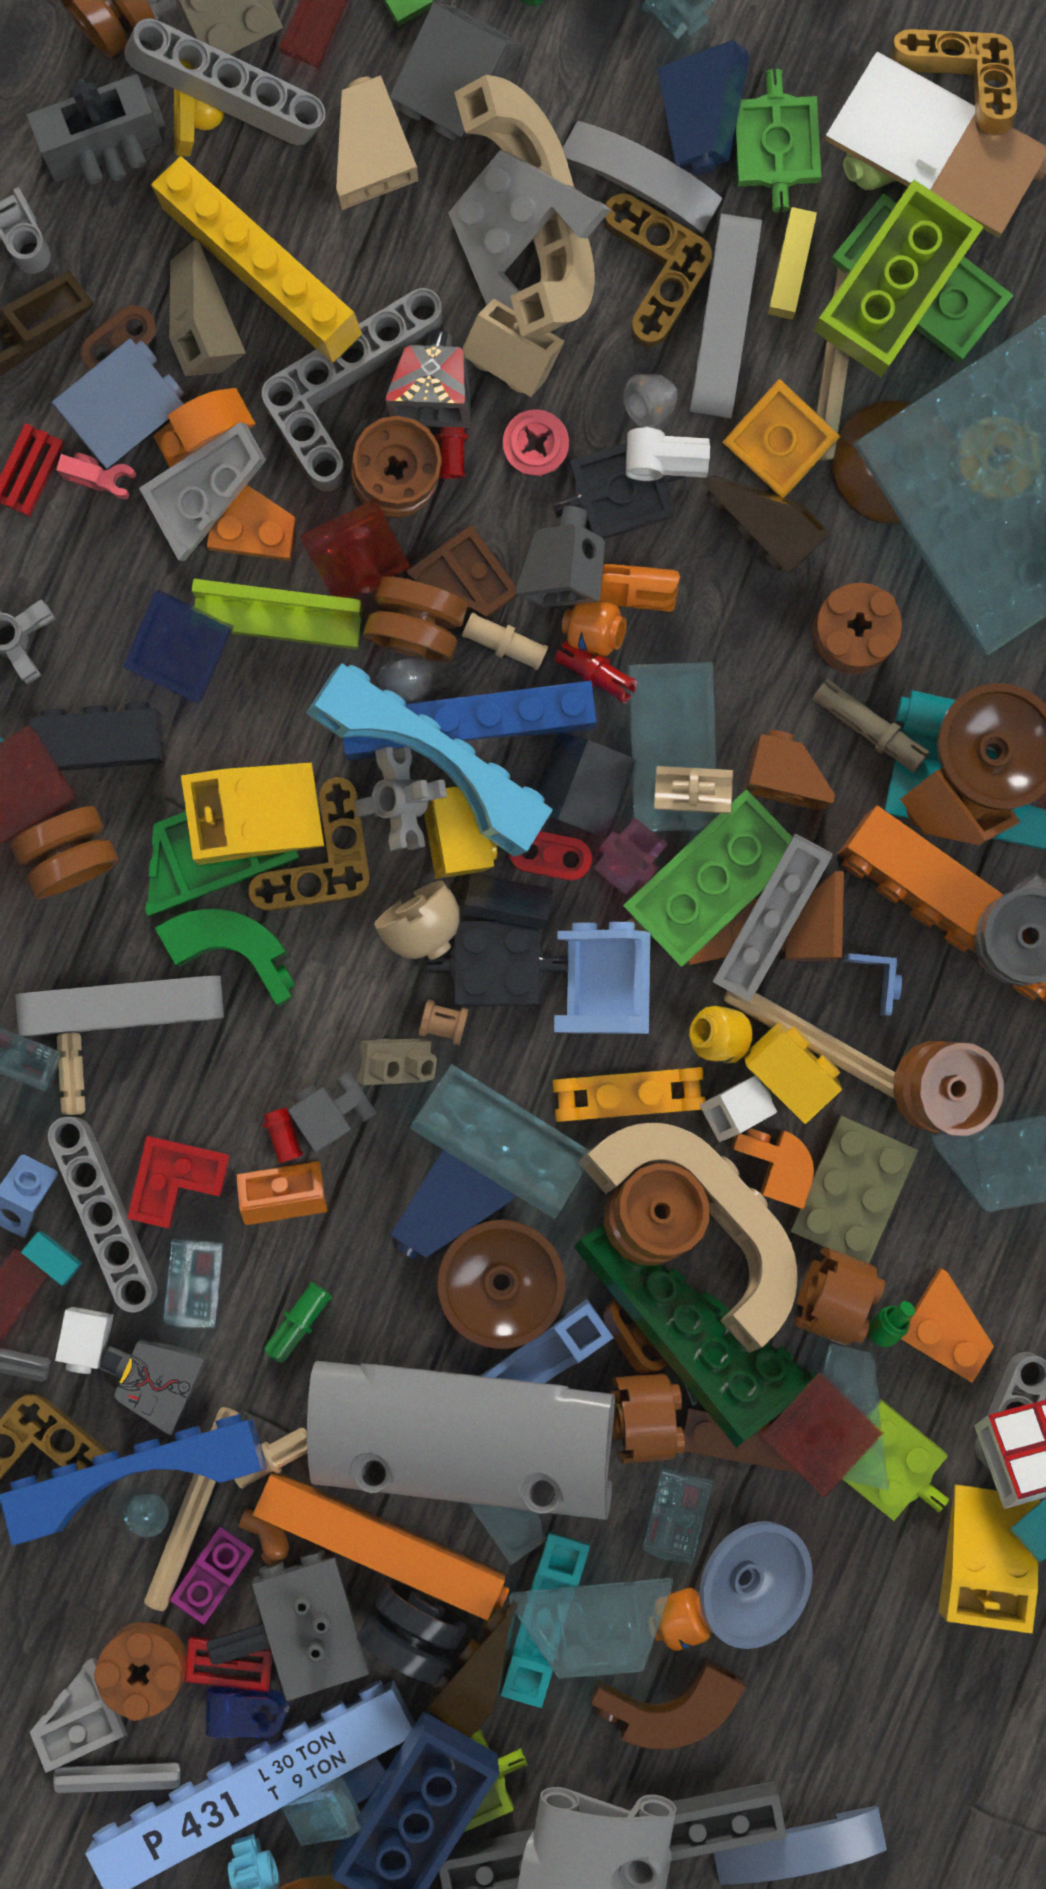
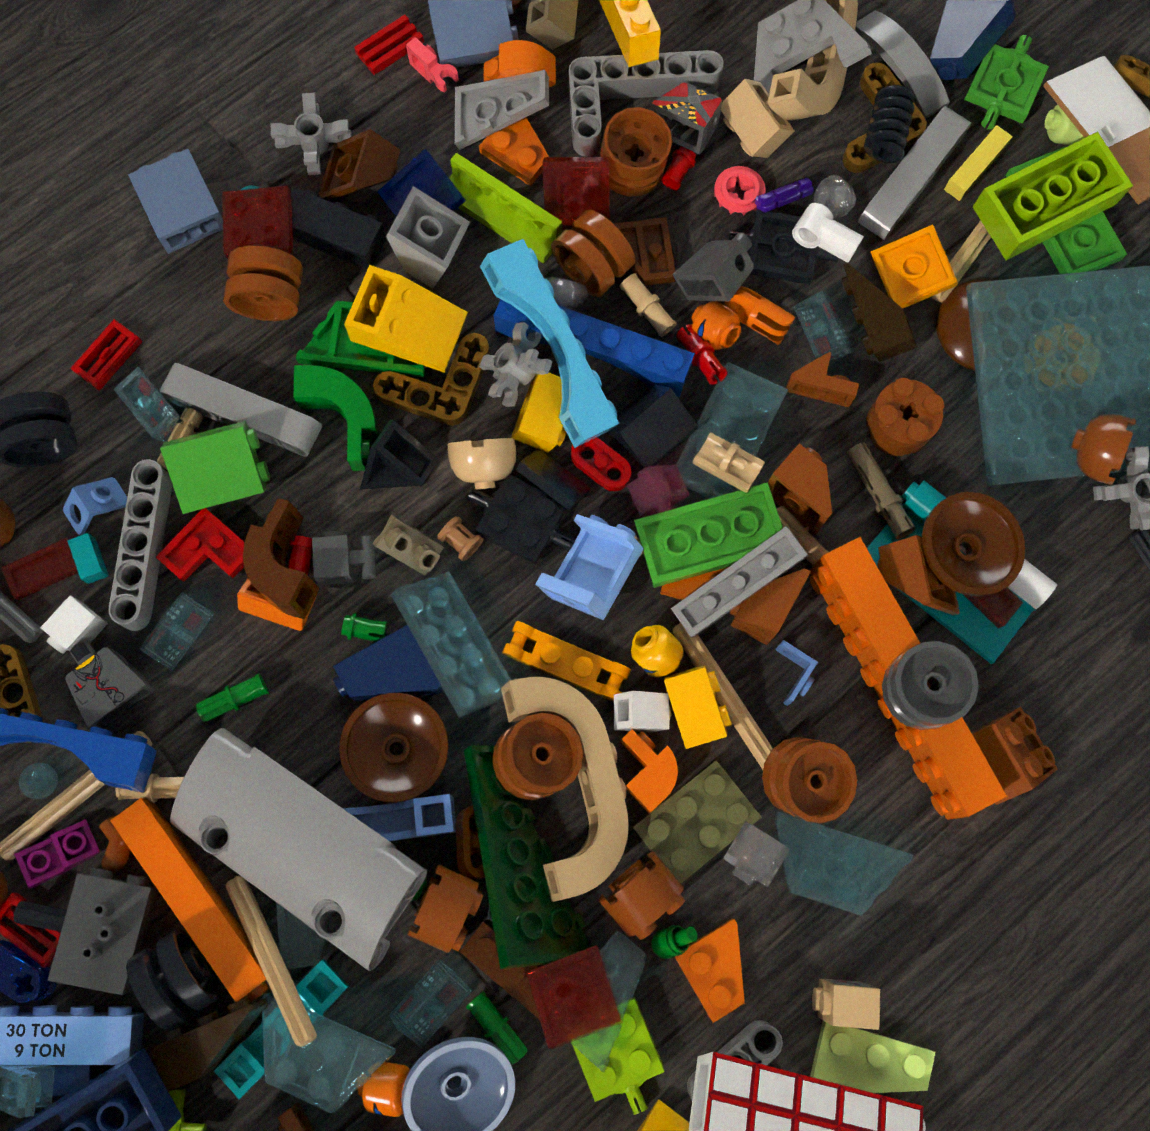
camera: 30 degrees right, 10 degrees down
(83, 651) = (358, 164): none -> reddish brown slope
(136, 1087) = (215, 466): none -> bright green brick
(217, 697) = (426, 236): none -> light grey slope
(255, 1166) = (265, 562): none -> reddish brown arch
(328, 972) = (397, 460): none -> black slope
(395, 1174) = (363, 628): none -> green pin
(497, 1561) = (271, 962): none -> tan axle
(590, 424) = (784, 195): none -> dark purple axle
(668, 279) = (890, 124): none -> black piece
(714, 562) = (823, 326): none -> clear light blue slope
(737, 637) = (814, 383): none -> dark orange slope
(758, 1503) = (497, 1028): none -> green axle
(809, 824) = (808, 542): none -> tan axle
(932, 1194) = (755, 855): none -> clear brick

